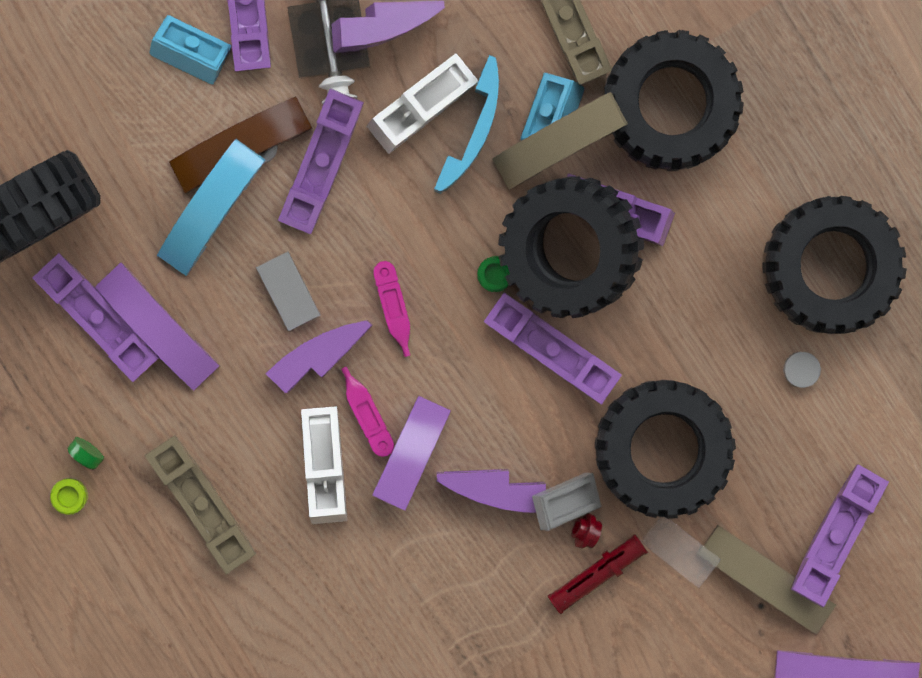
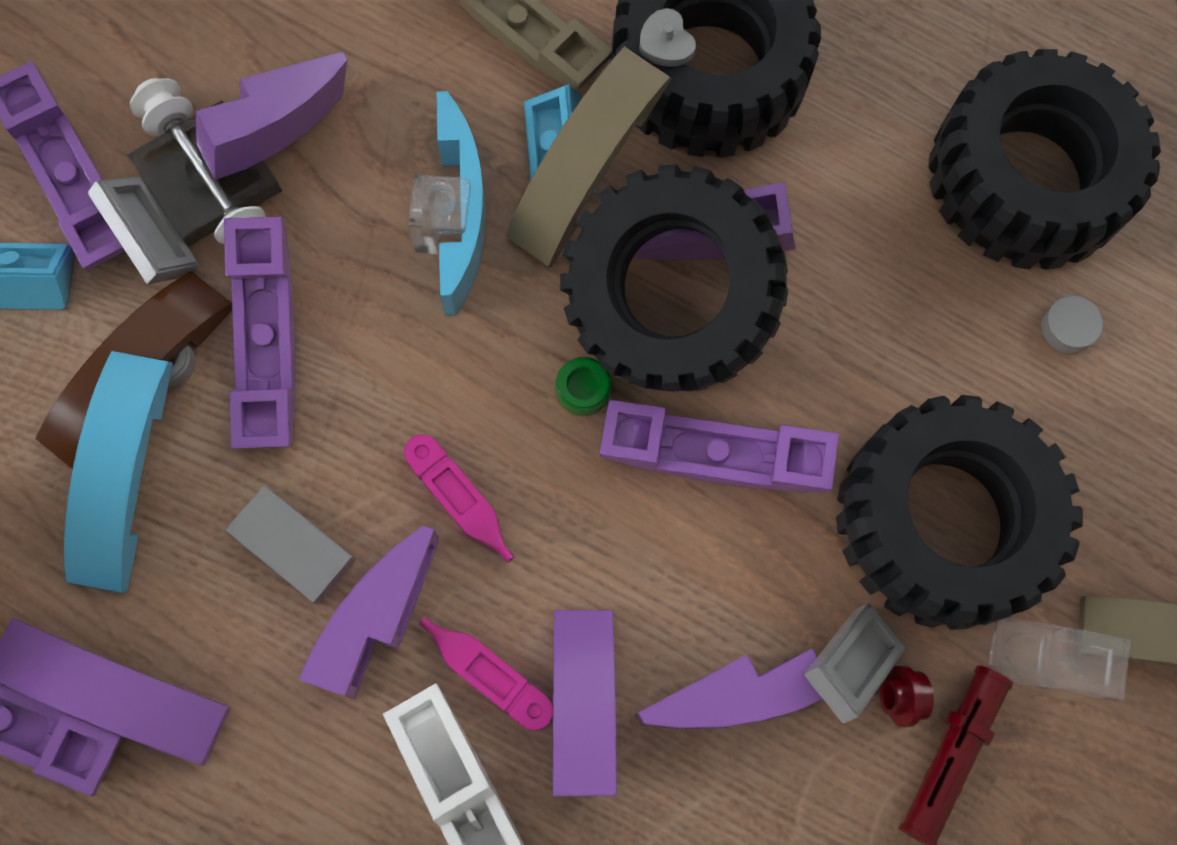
camera: 30 degrees left, 15 degrees down
(279, 62) = (143, 229): none -> light grey tile
(422, 103) = (370, 205): white slope -> none
(458, 132) = (437, 209): none -> clear bracket
(636, 97) = (665, 40): none -> light grey piece

